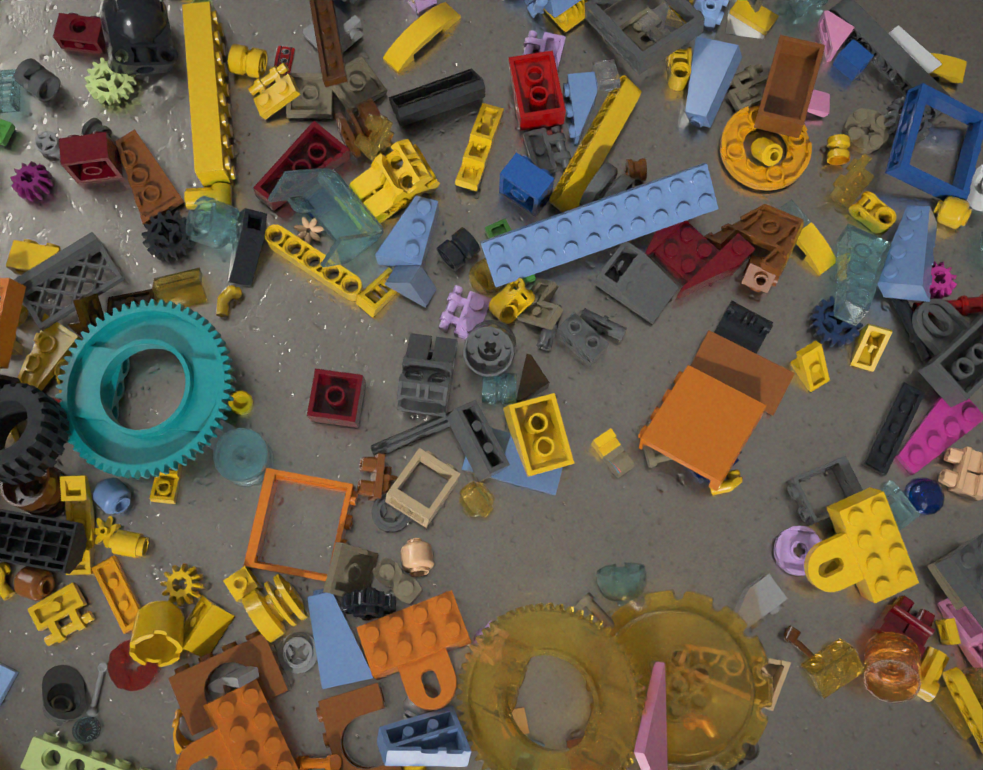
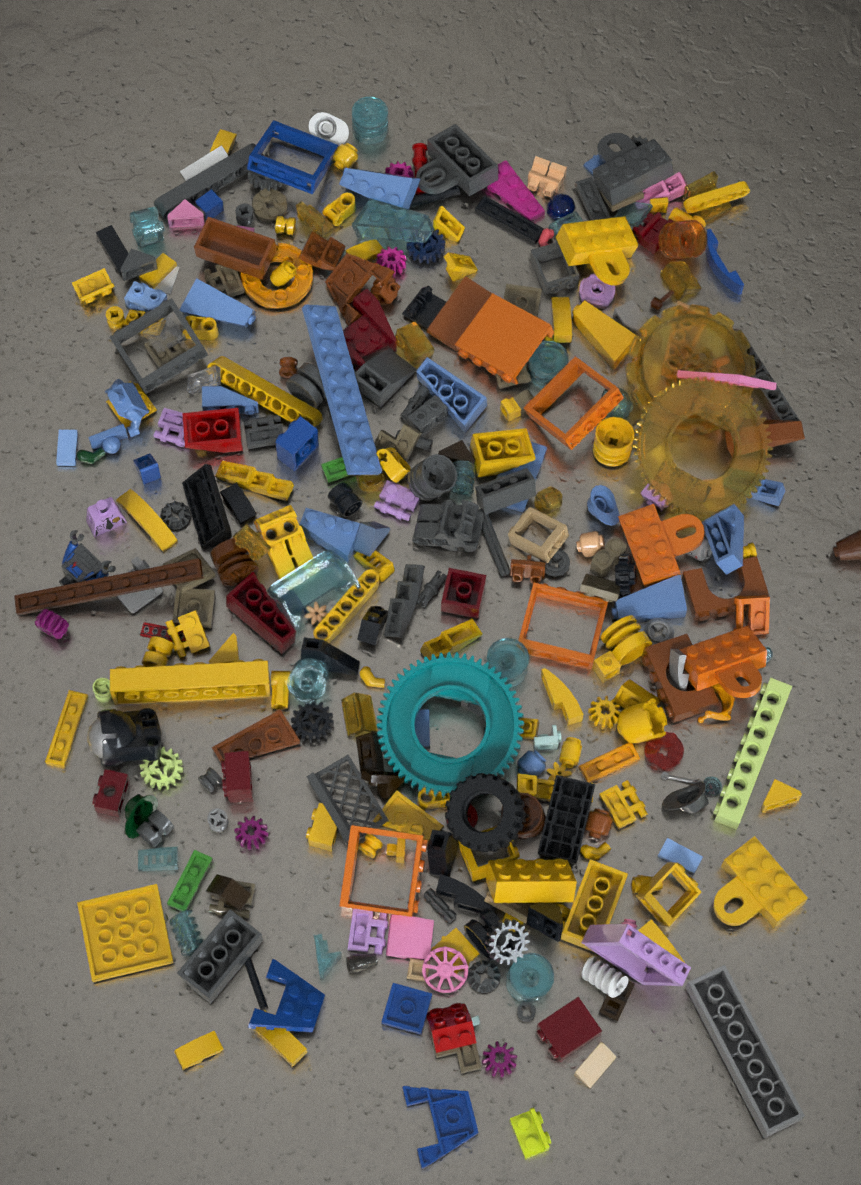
camera: 85 degrees left, 10 degrees down
(55, 59) = (137, 811): none -> dark green piece
(141, 514) = (545, 742): none -> light aqua bracket
(158, 361) = (422, 728): none -> medium blue tile
(201, 529) = (561, 697): none -> yellow slope
(251, 137) = (228, 651): none -> yellow slope
(276, 390) = (451, 640): none -> yellow slope
(294, 294) = (372, 625): none -> black slope
(326, 330) = (403, 604): none -> dark grey slope
(347, 360) = (431, 588): none -> dark grey pin
(427, 74) = (173, 522): none -> dark grey gear
(447, 129) = (238, 502): none -> black slope
(469, 572) = (603, 505): none -> medium blue piece
(486, 27) = (147, 468): none -> blue slope
(579, 582) = (613, 441): none -> yellow wheel
(612, 372) = (462, 400): none -> medium blue wedge
(631, 494) = (557, 387): none -> orange window
(661, 494) = (547, 362): none -> clear light blue wheel
(686, 315) = (414, 343): none -> clear yellow brick
(731, 565) = (603, 333): none -> yellow slope
(748, 503) = (561, 319): none -> yellow slope
(768, 451) = (524, 297): none -> dark tan plate
(798, 286) = (392, 259): none -> dark pink gear
(806, 195) = (321, 252): none -> dark orange slope
(841, 103) = (245, 219): none -> dark grey wheel
(841, 741) = (730, 280): none -> blue slope
(877, 477) = (545, 236): none -> coral arm
(928, 596) = (635, 213): none -> clear light blue piece
(940, 538) = (591, 199): none -> dark grey plate

